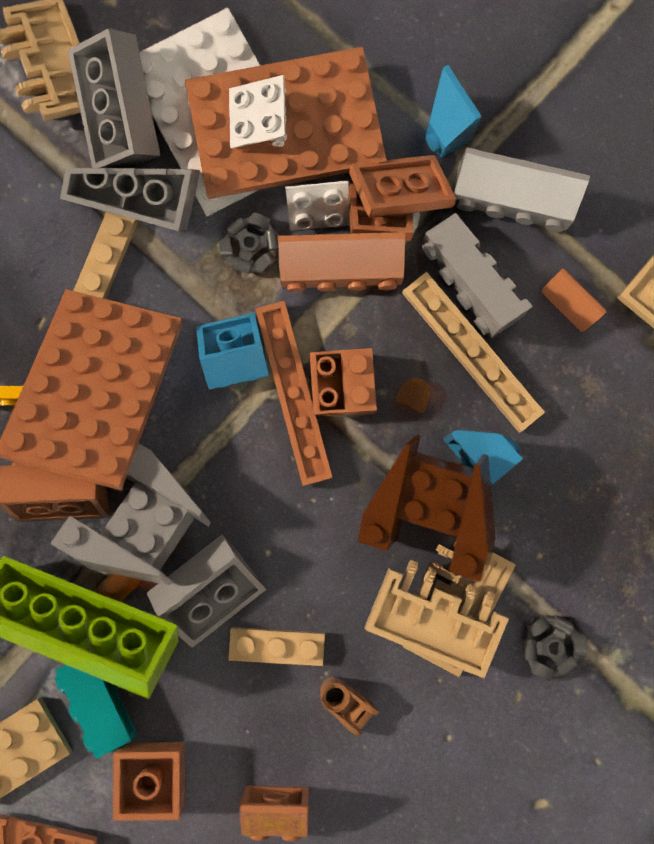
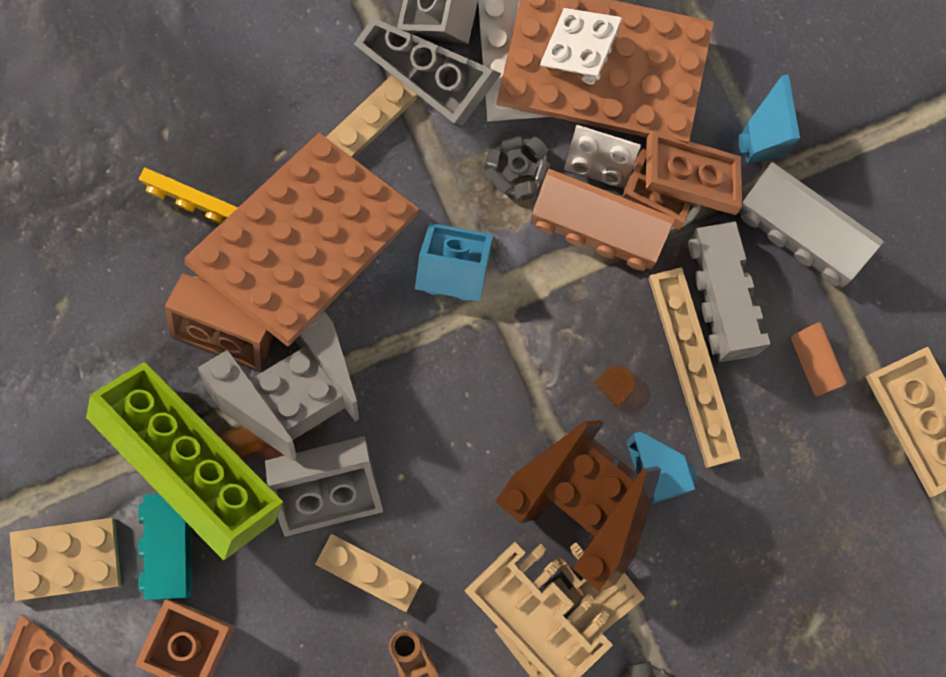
camera: 25 degrees right, 5 degrees down
(293, 393) = (496, 330): nougat plate -> none
(343, 382) = (549, 340): nougat slope -> none

